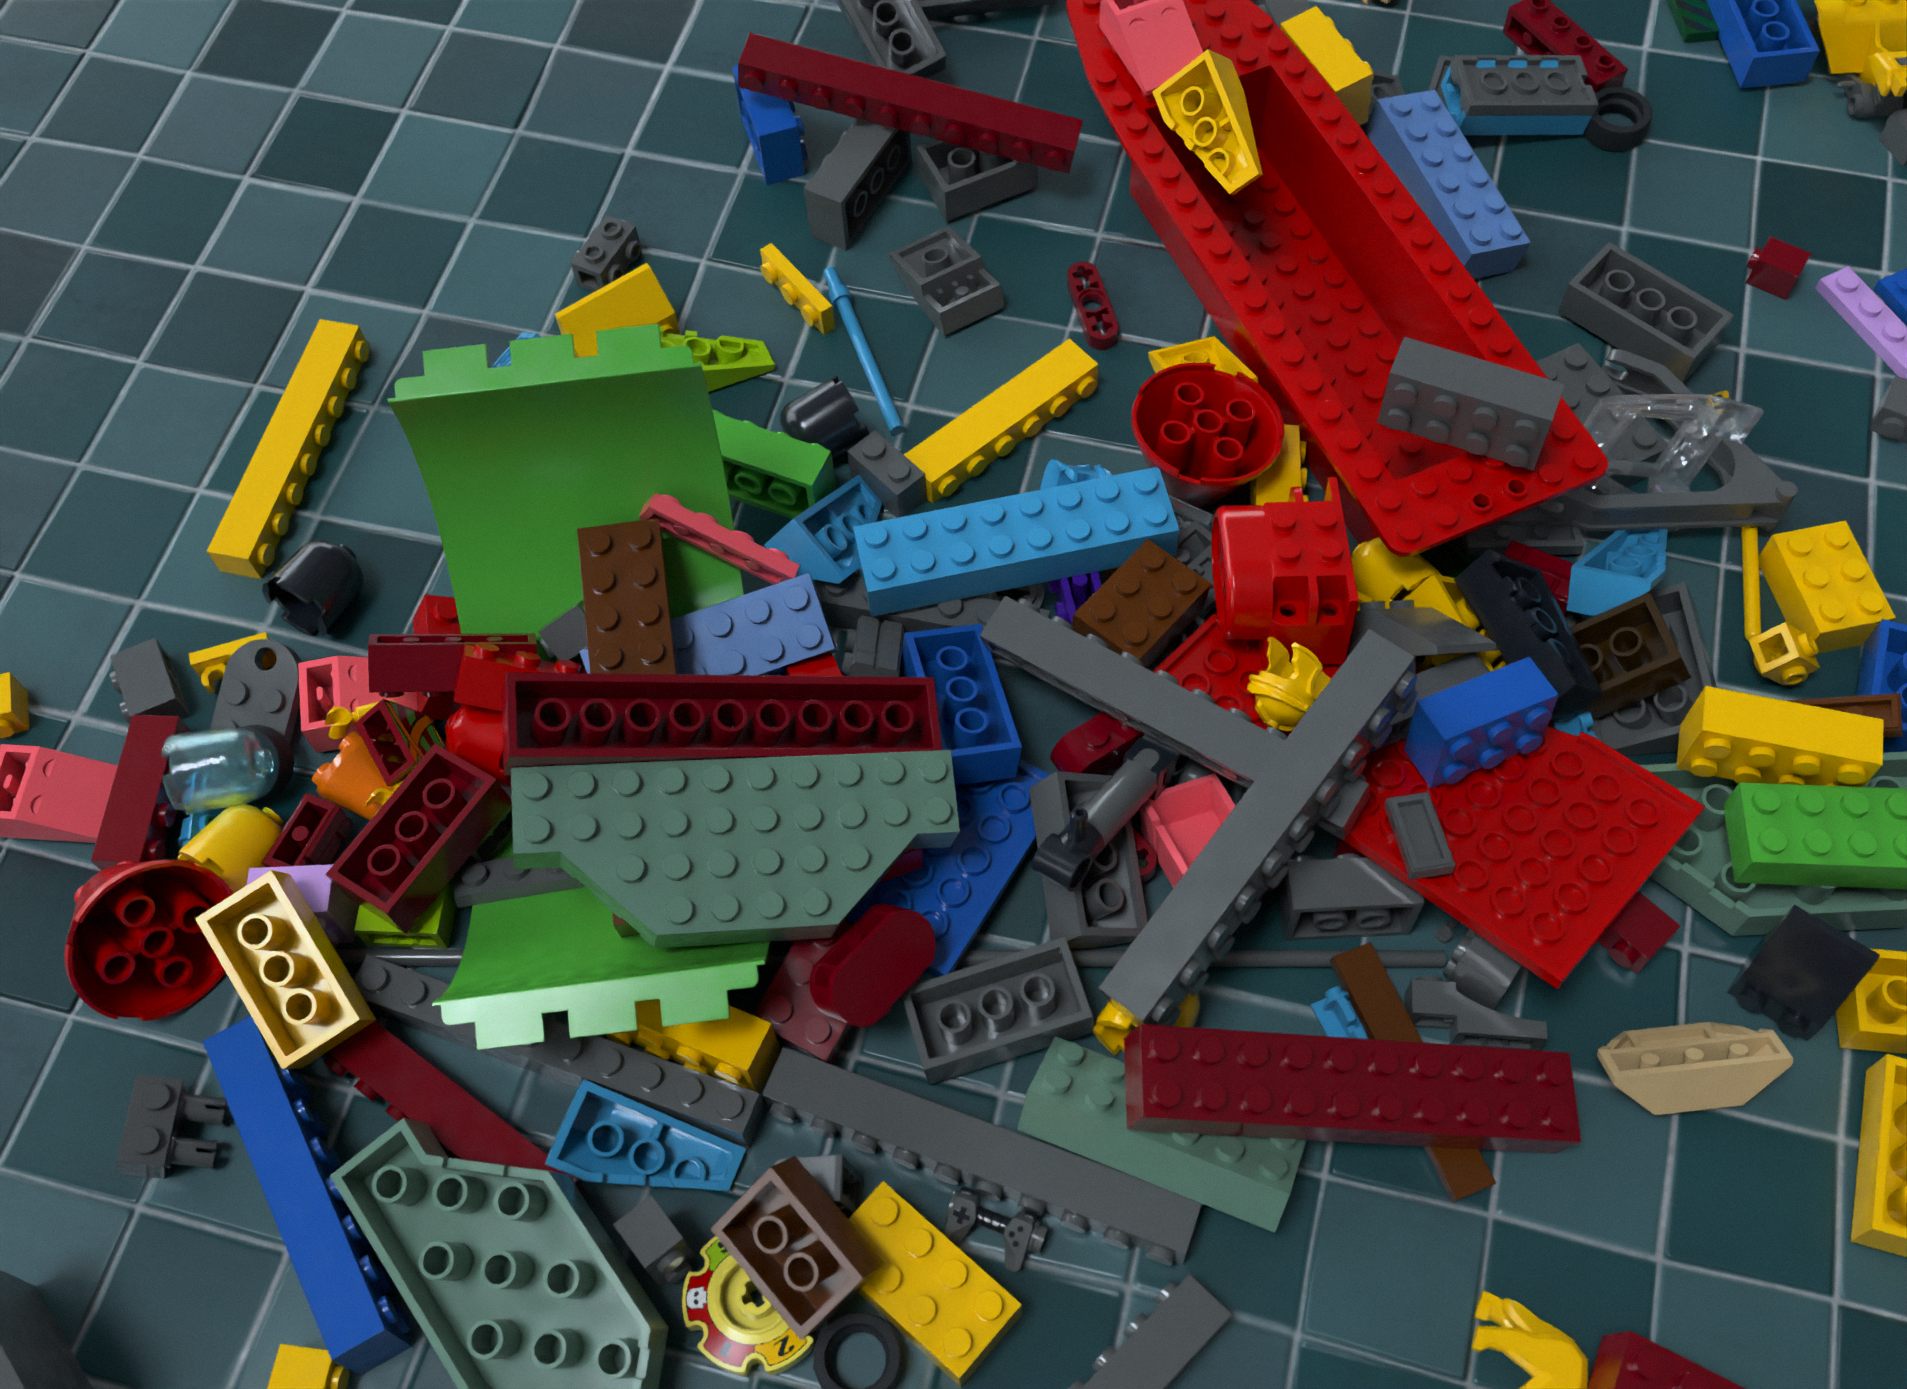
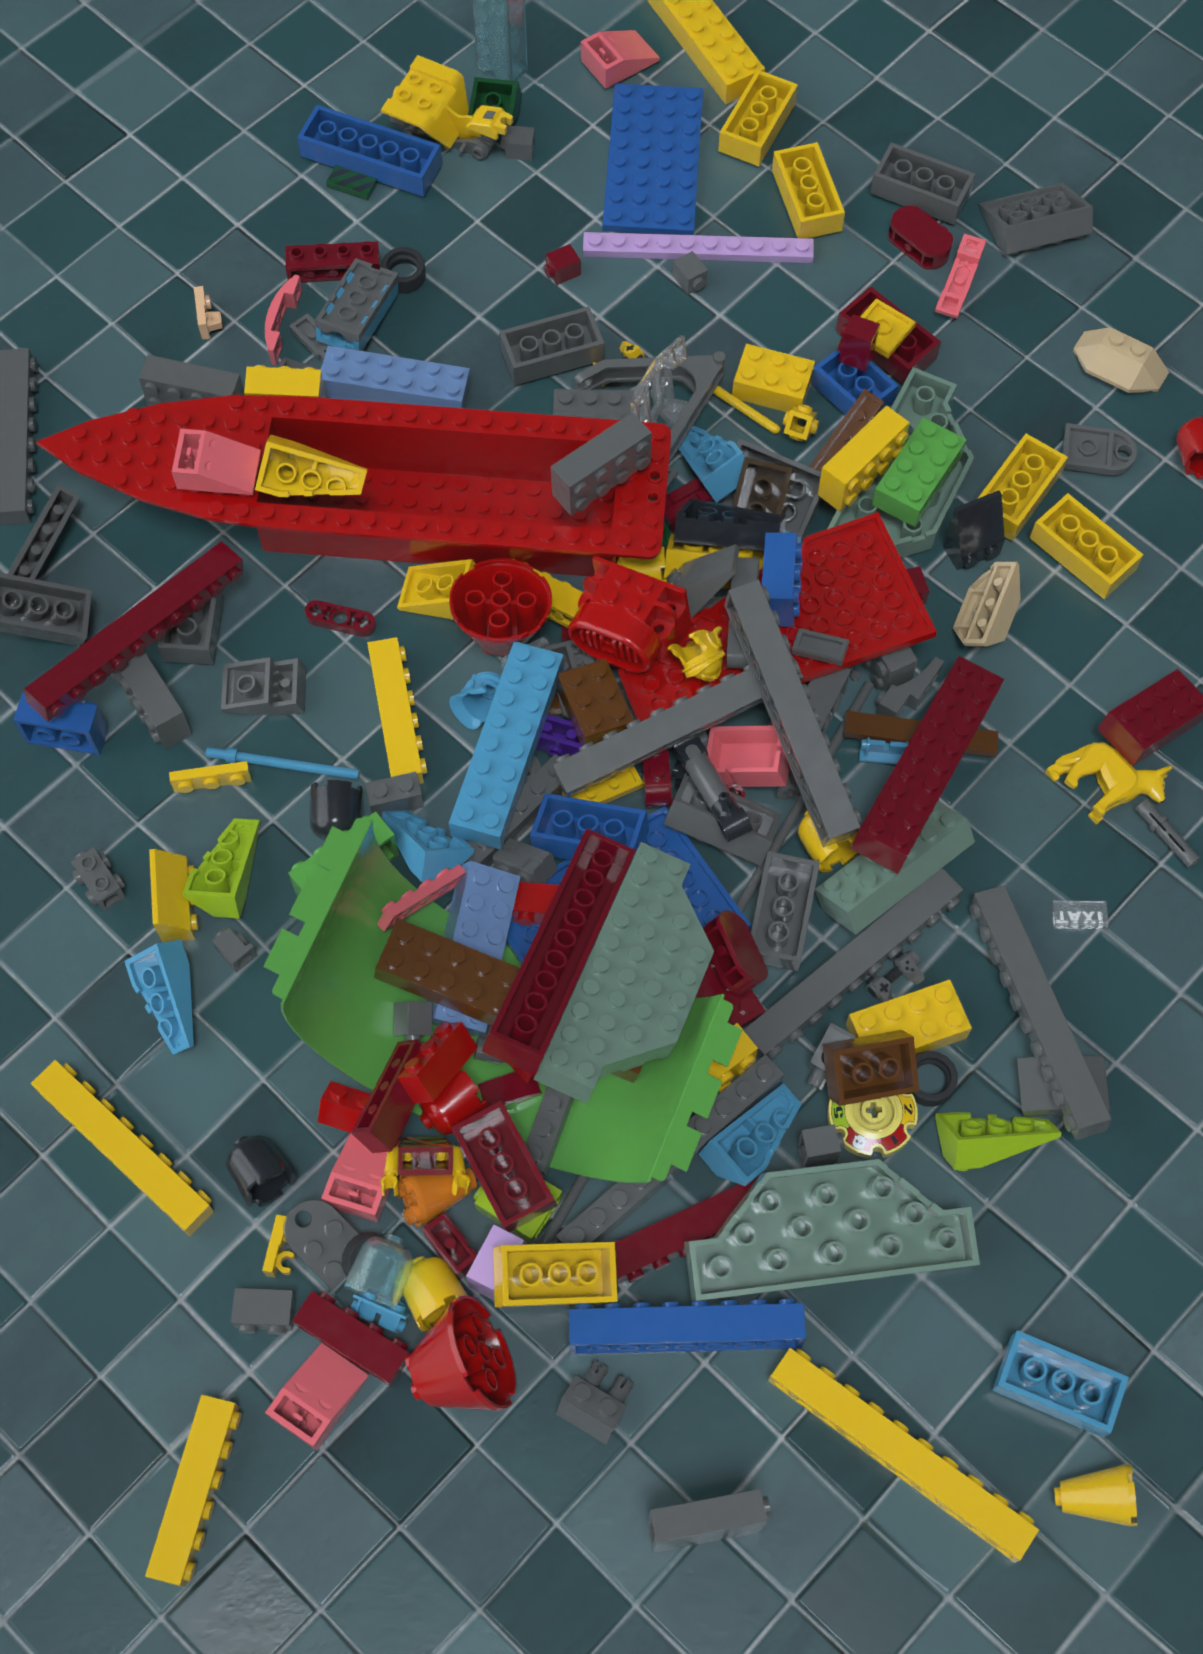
camera: 65 degrees left, 5 degrees up
(1043, 700) = (612, 787): none -> yellow plate
(1479, 34) = (286, 297): none -> coral slope

